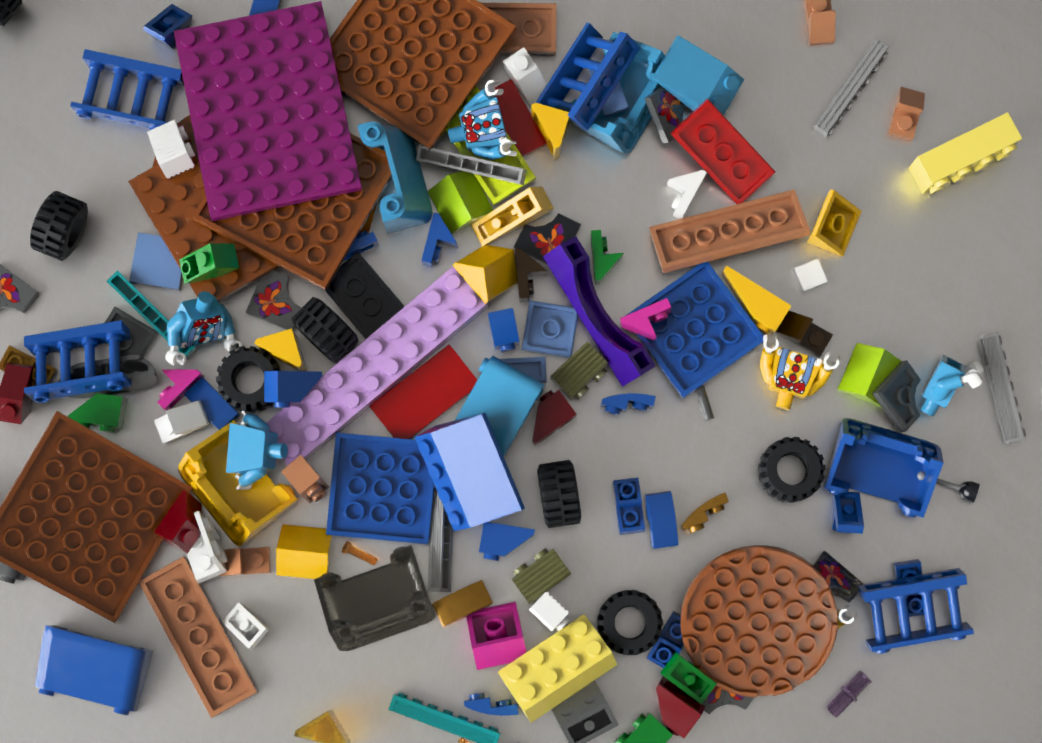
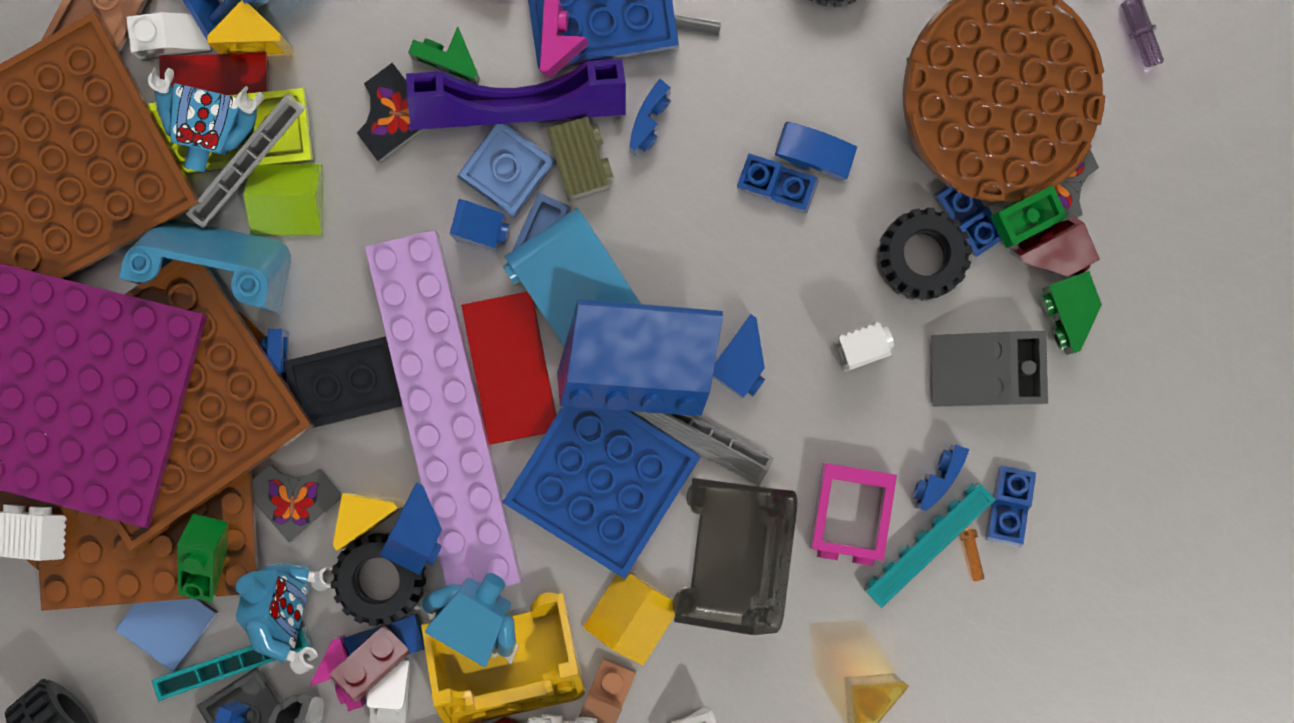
camera: 65 degrees left, 5 degrees up
(193, 399) = (369, 663): none -> plate
(305, 479) = (543, 570): nougat slope -> none
(325, 329) = (364, 451): black tyre -> none
(348, 548) = (666, 550): clear orange piece -> none
(437, 235) = (314, 247): blue slope -> none
(462, 603) = (795, 450): pearl gold slope -> none
(465, 650) = (832, 550): none -> dark pink window
(489, 271) = (393, 207): yellow slope -> none
(496, 635) = (856, 427): dark pink slope -> none
(512, 215) = (337, 142): yellow slope -> none
(526, 268) = (412, 160): dark brown slope -> none
(541, 575) = (810, 335): olive brick -> none
(551, 415) = (617, 221): dark red slope -> none
(557, 668) = (937, 371): light yellow brick -> none
(559, 493) = (722, 260): black tyre -> none
(698, 517) = (834, 102): pearl gold slope -> none

